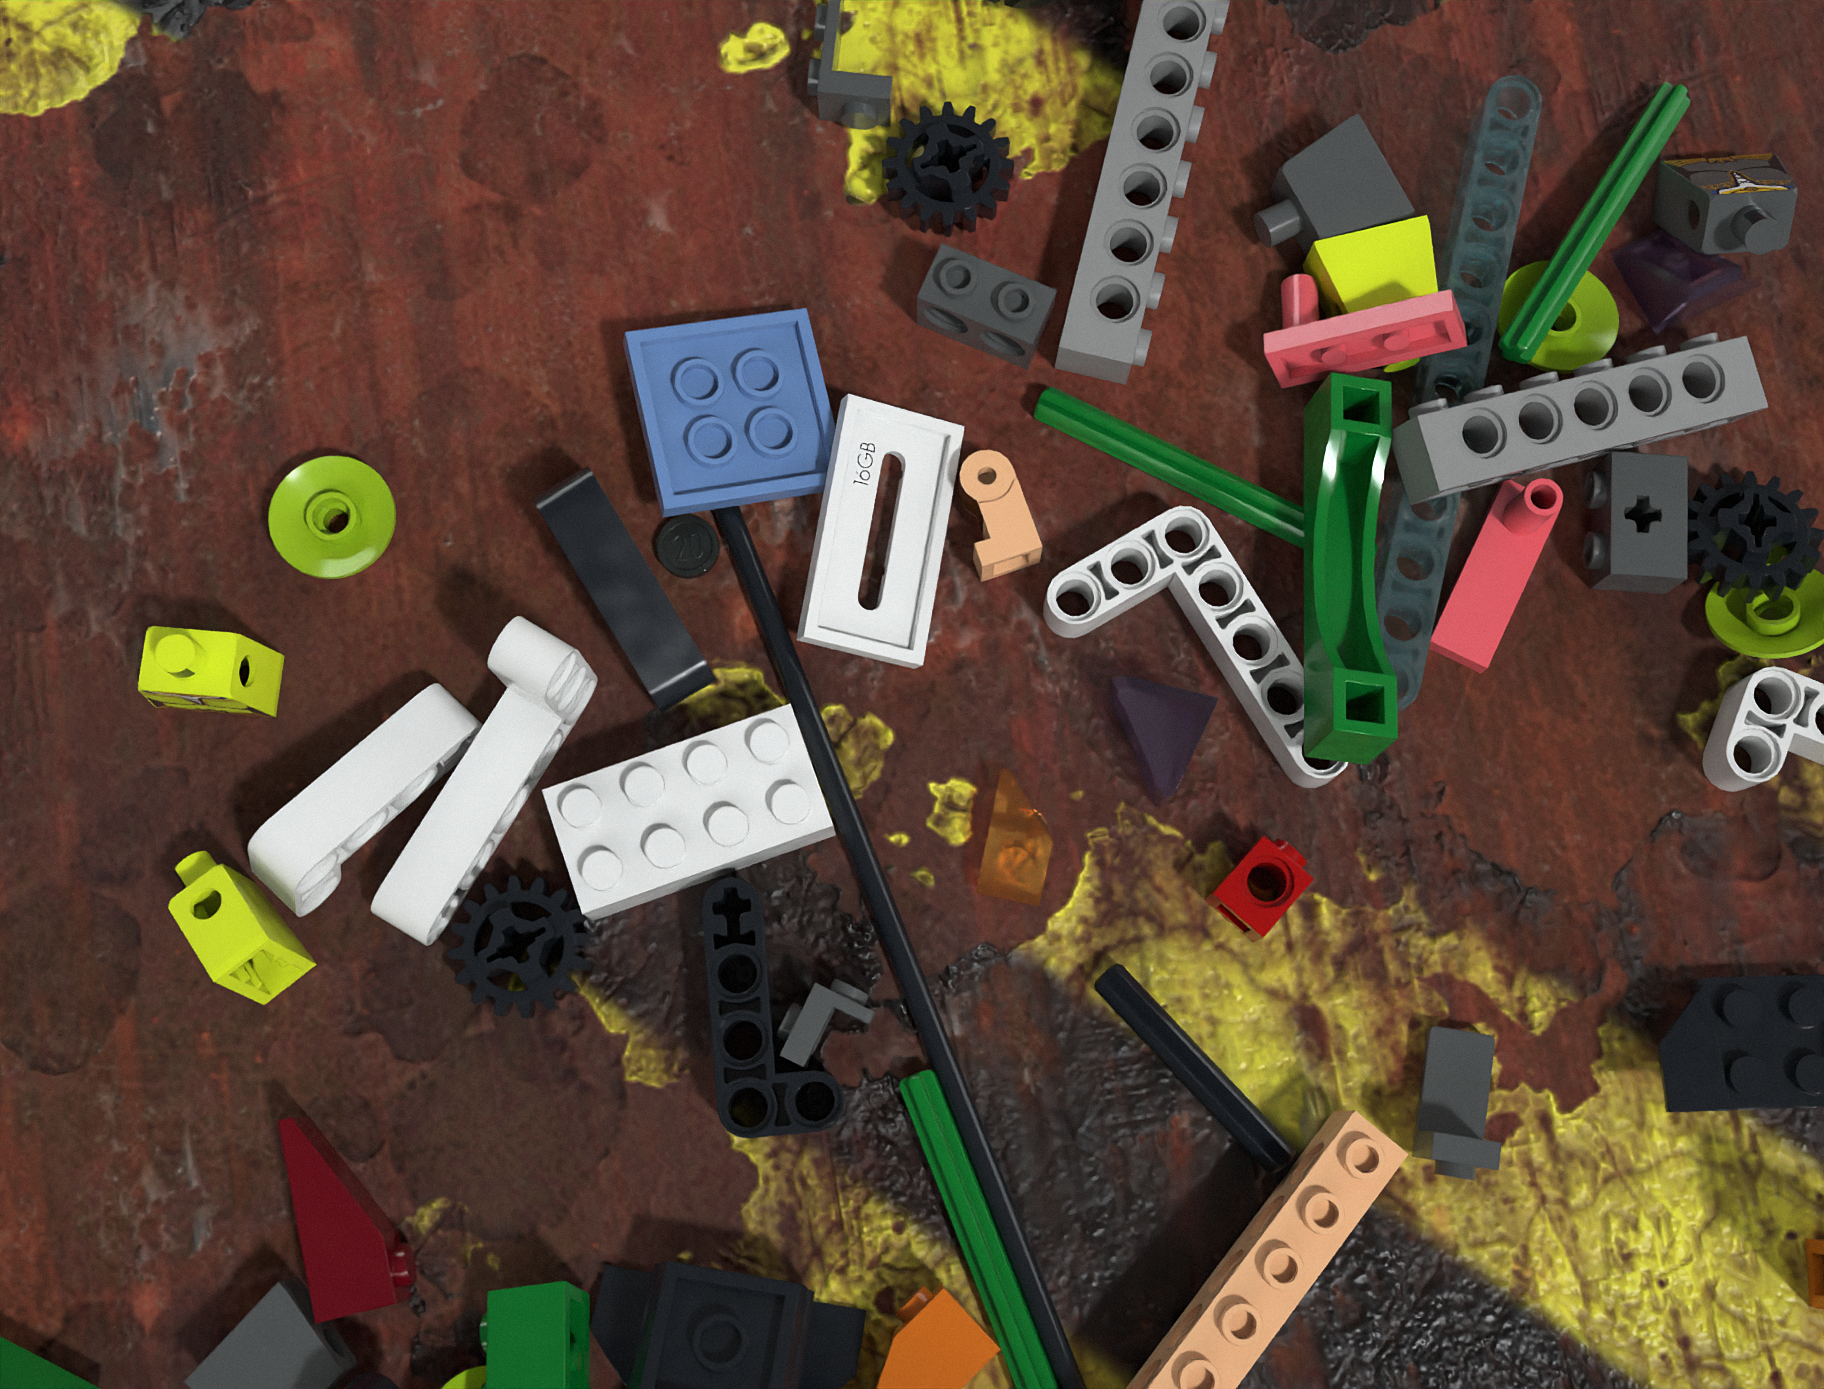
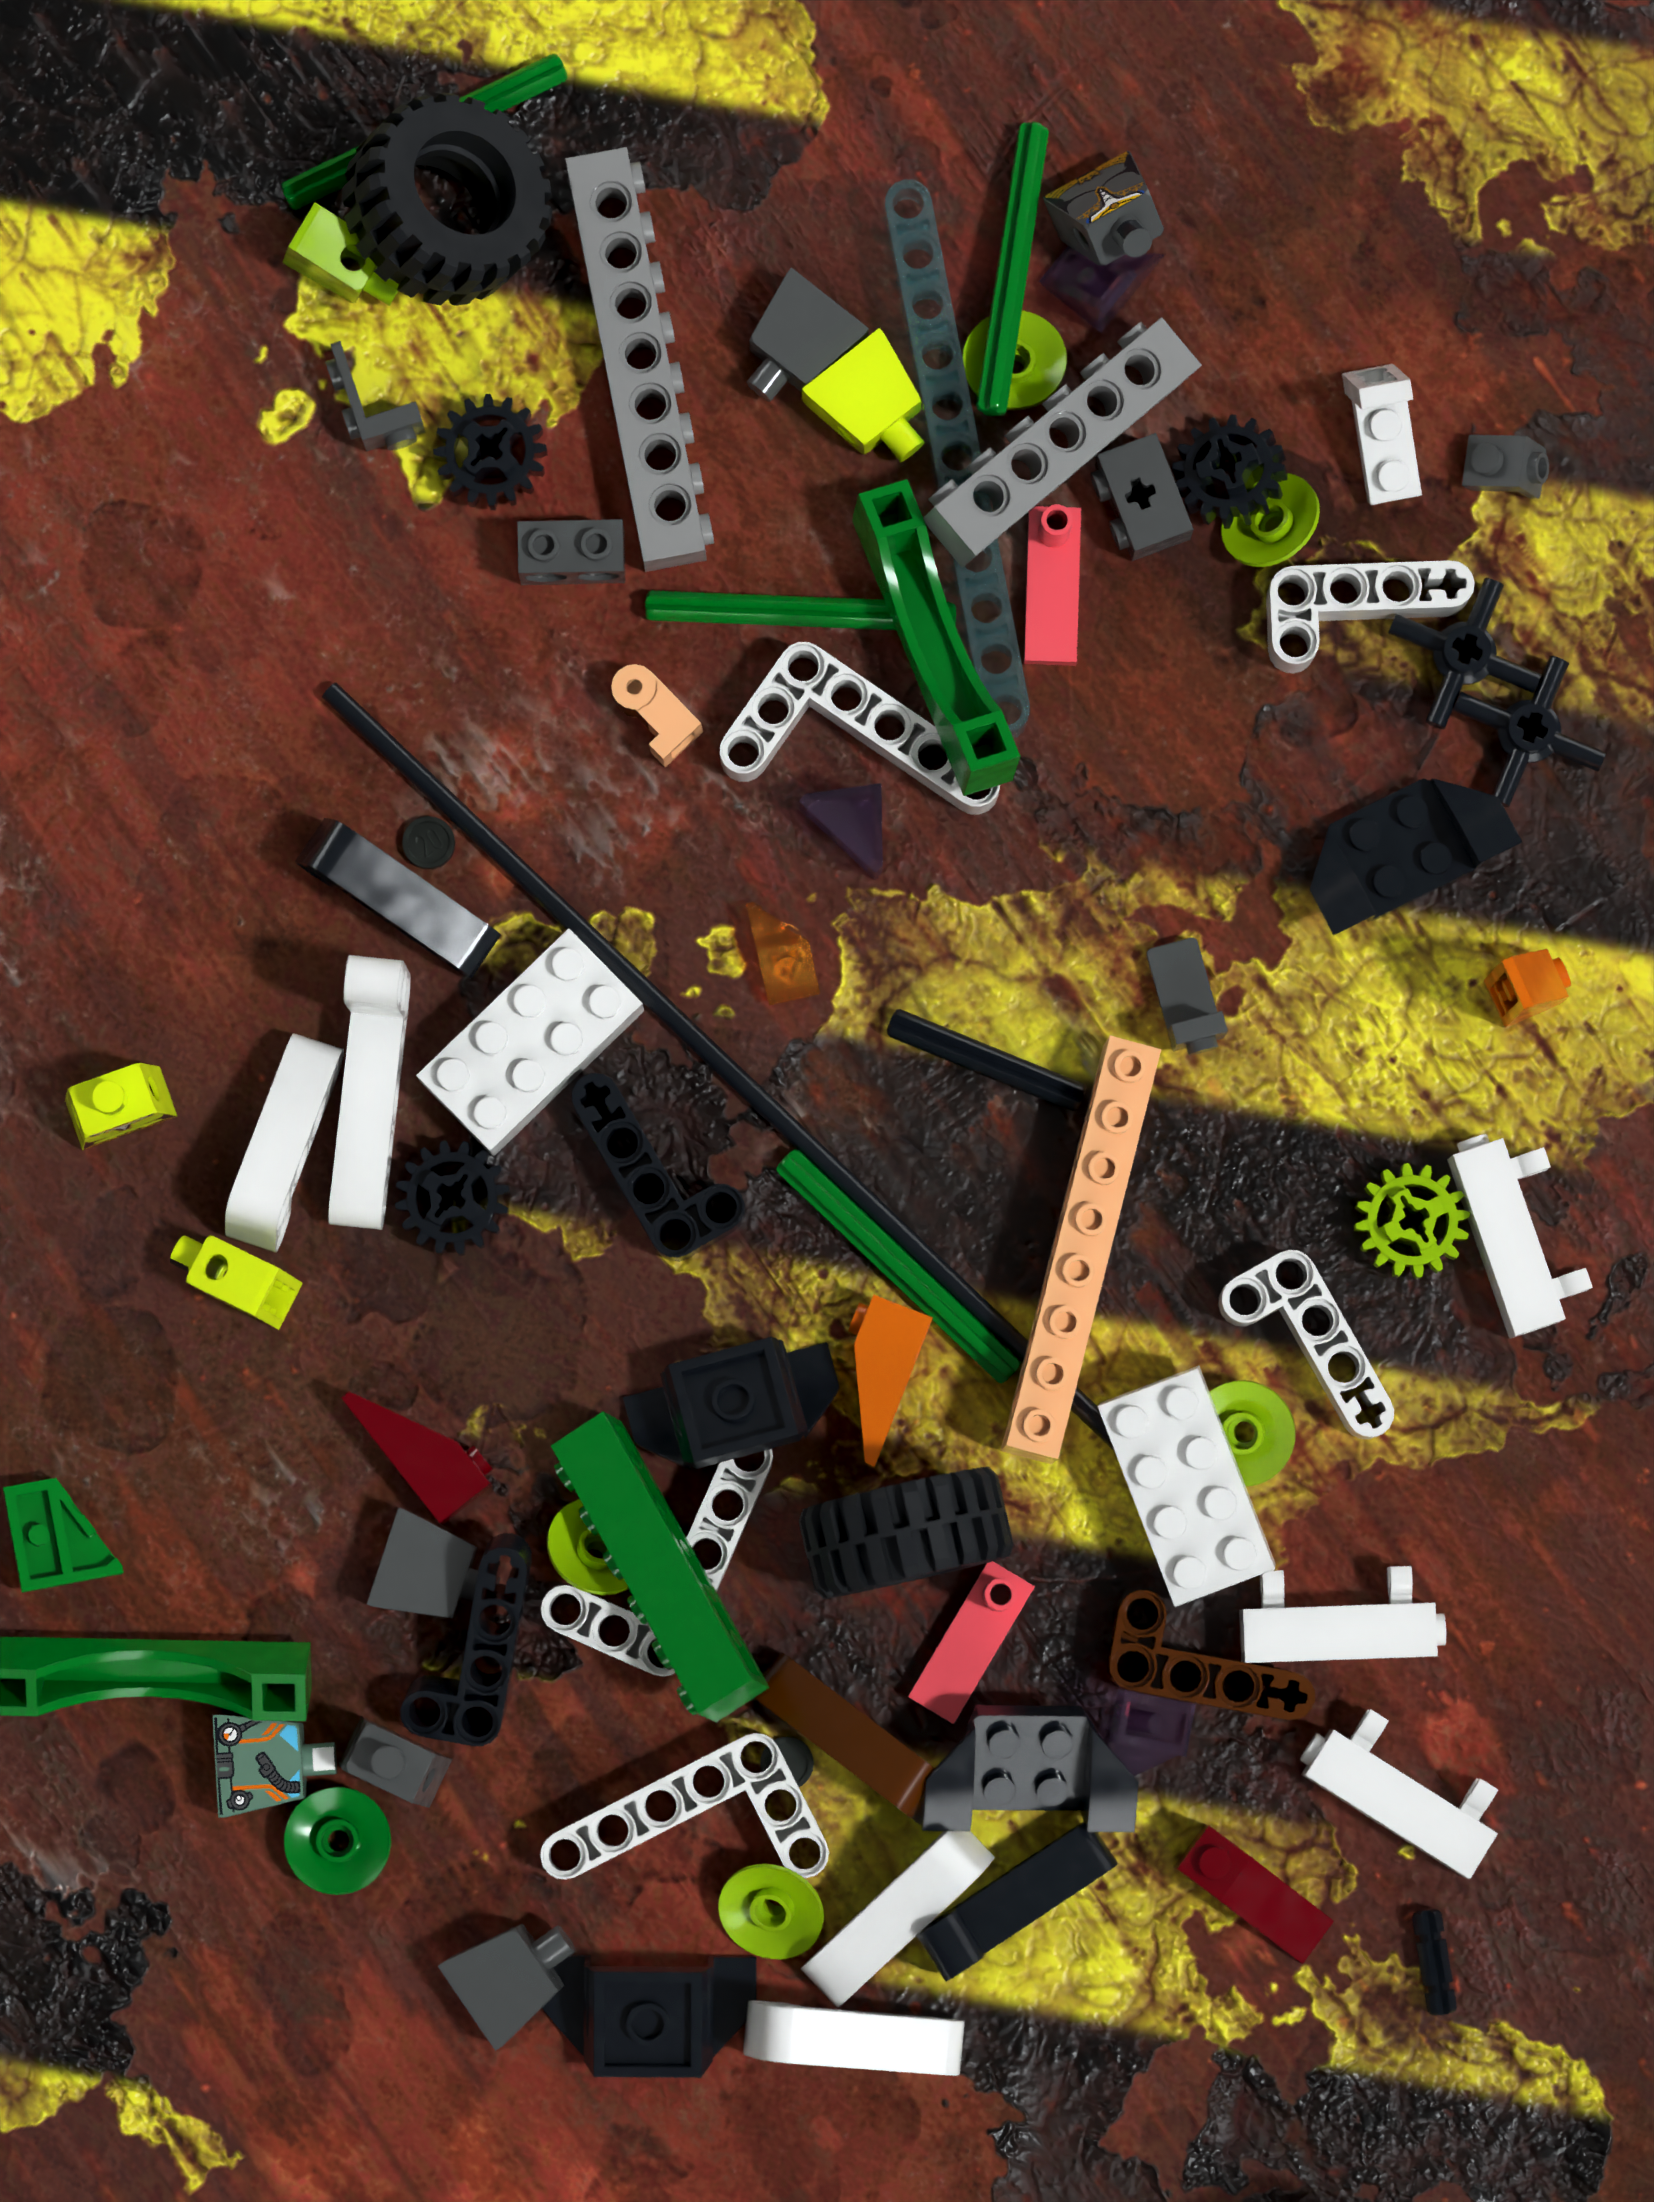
camera: 25 degrees left, 5 degrees up
(309, 501) = (133, 922): lime dish -> none
(732, 410) = (417, 722): medium blue plate -> none
(805, 1025) = (689, 1159): dark grey bracket -> none
(929, 463) = (583, 691): white piece -> none
(1240, 907) = (970, 927): red brick -> none
(1359, 340) = (842, 472): coral piece -> none

